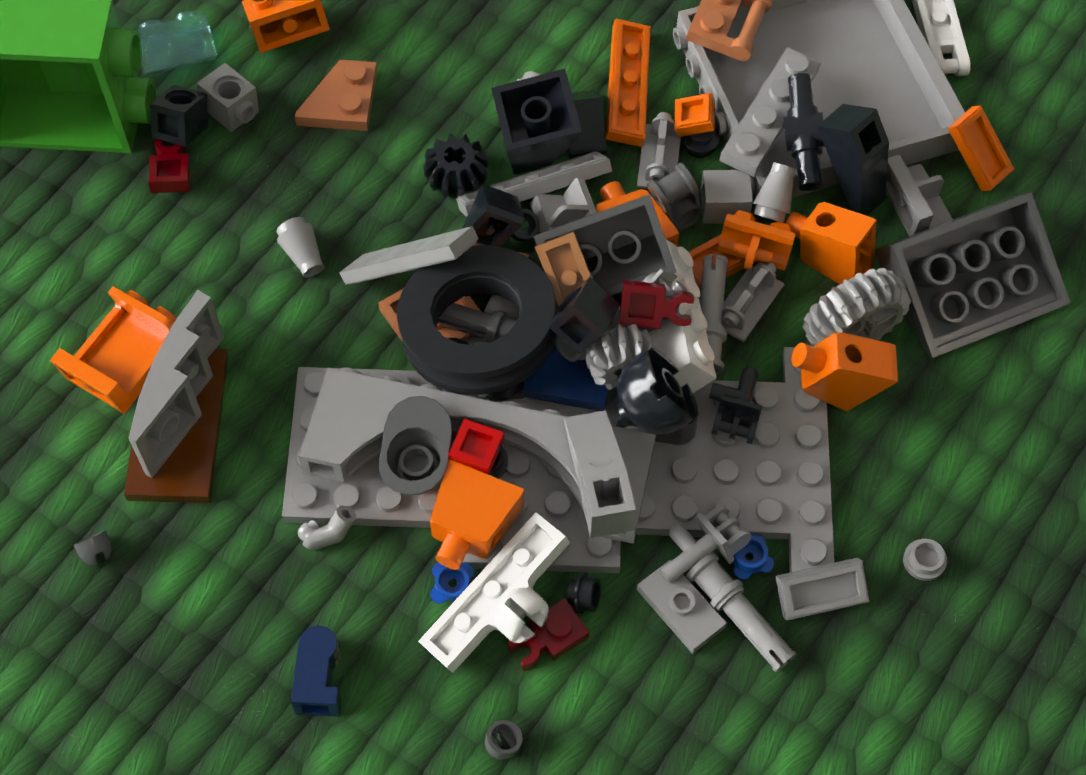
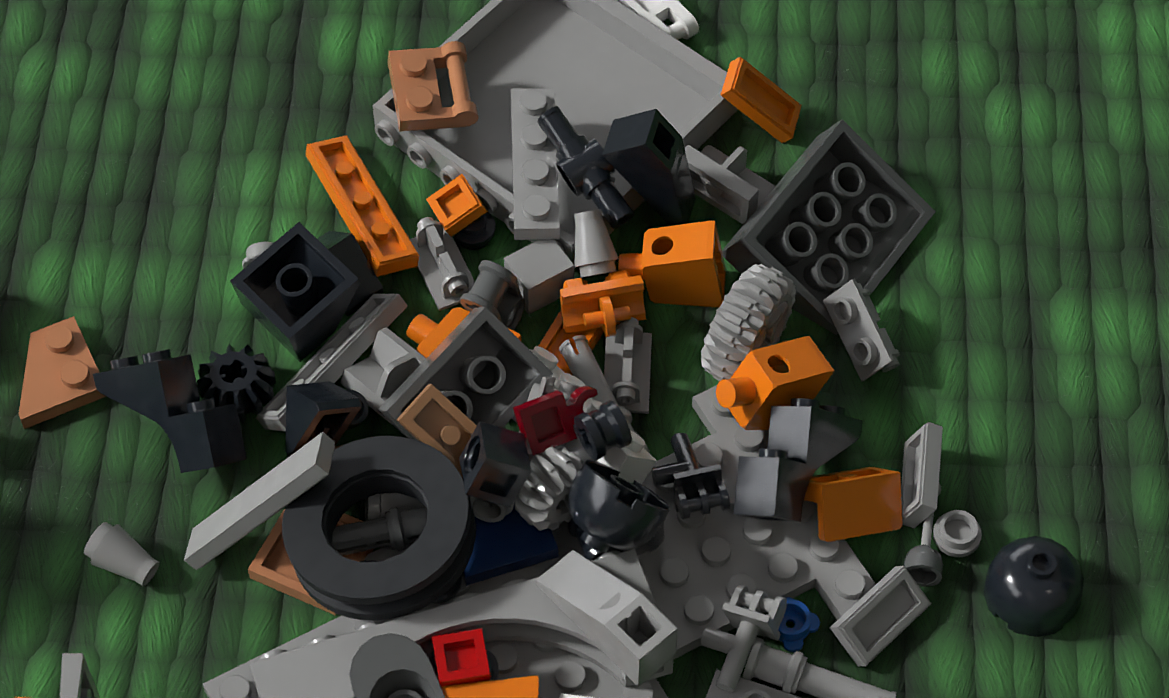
camera: 30 degrees left, 5 degrees down
(399, 150) = (169, 395): none -> black arch
(680, 331) = (602, 430): none -> black wheel
(836, 423) = (798, 444): none -> black arch
(855, 491) = (856, 502): none -> orange panel
(882, 567) = (923, 562): none -> dark grey hinge
(923, 498) = (921, 474): none -> light grey tile
(948, 349) = (858, 328): none -> light grey hinge
(961, 633) = (1034, 586): none -> black cylinder

